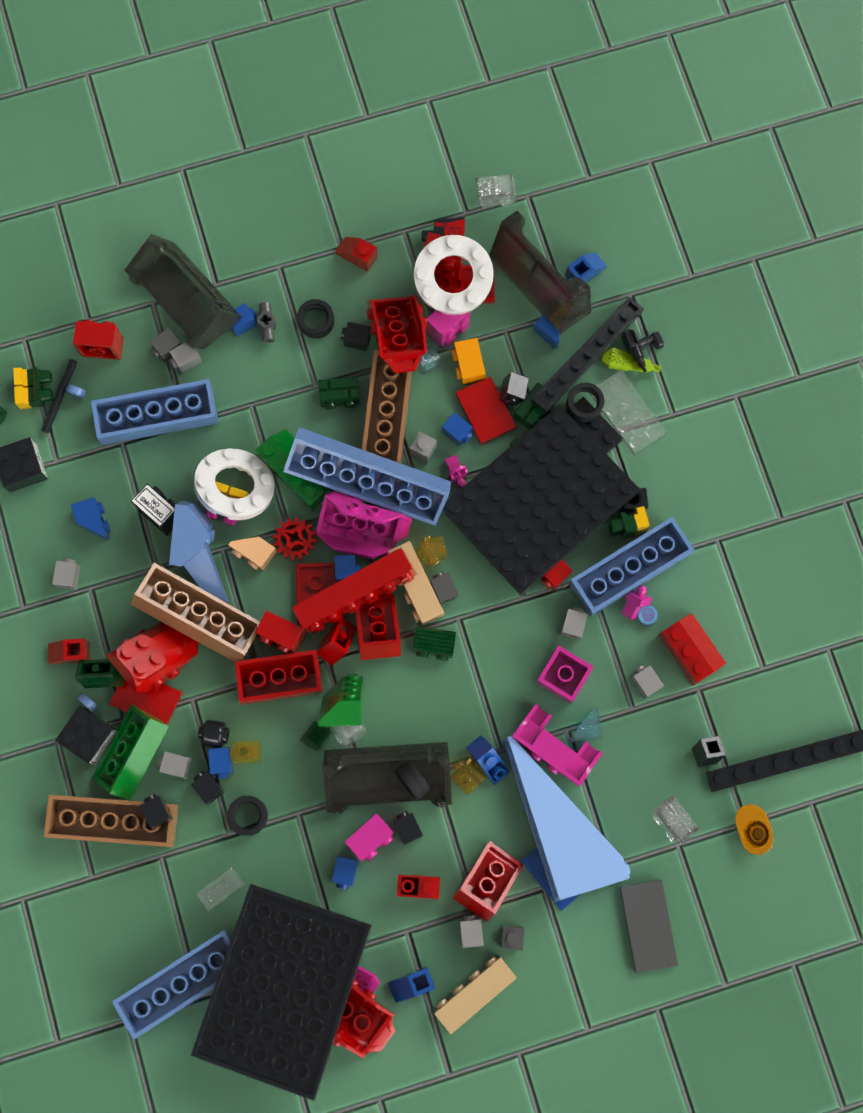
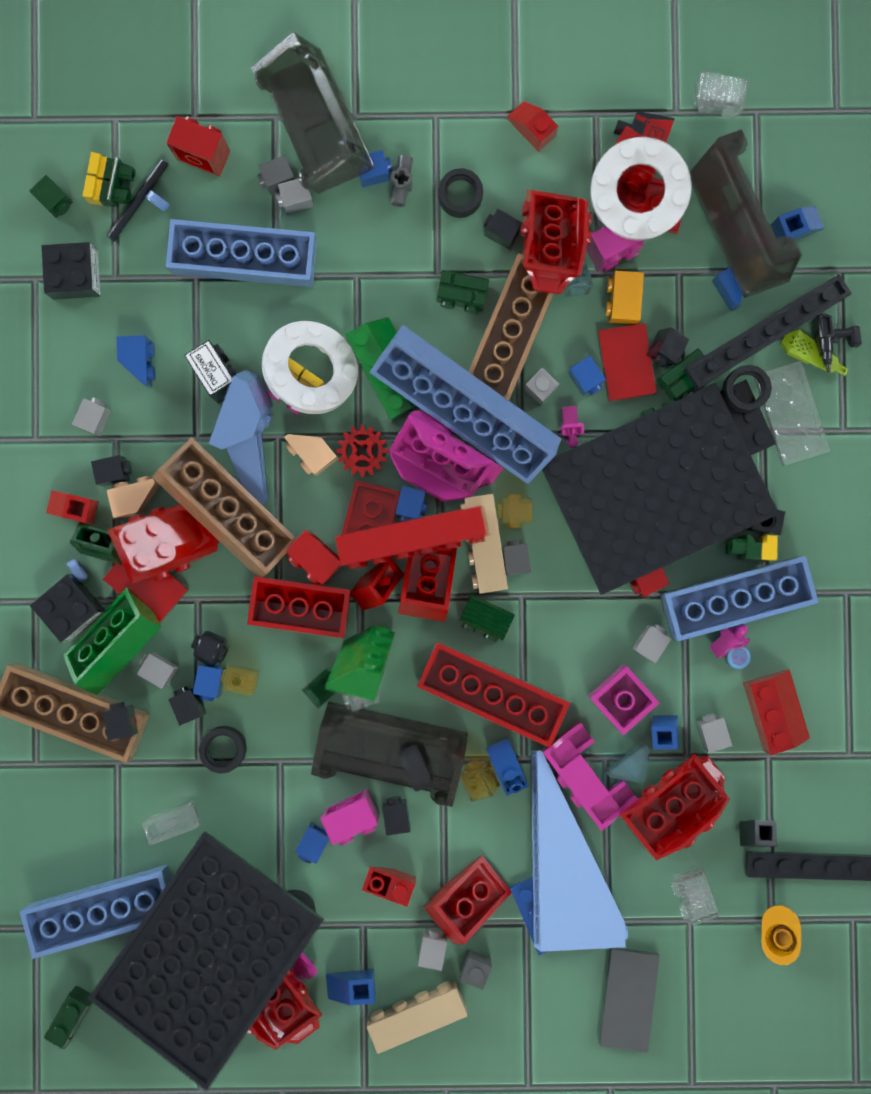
camera: 20 degrees right, 10 degrees up
(93, 613) = (111, 470): none -> black brick
(117, 629) = (132, 498): none -> light nougat slope
(178, 1086) = (69, 1018): none -> dark green brick
(457, 701) = (493, 694): none -> red brick
(607, 691) = (665, 732): none -> blue brick
(634, 749) = (678, 807): none -> red slope

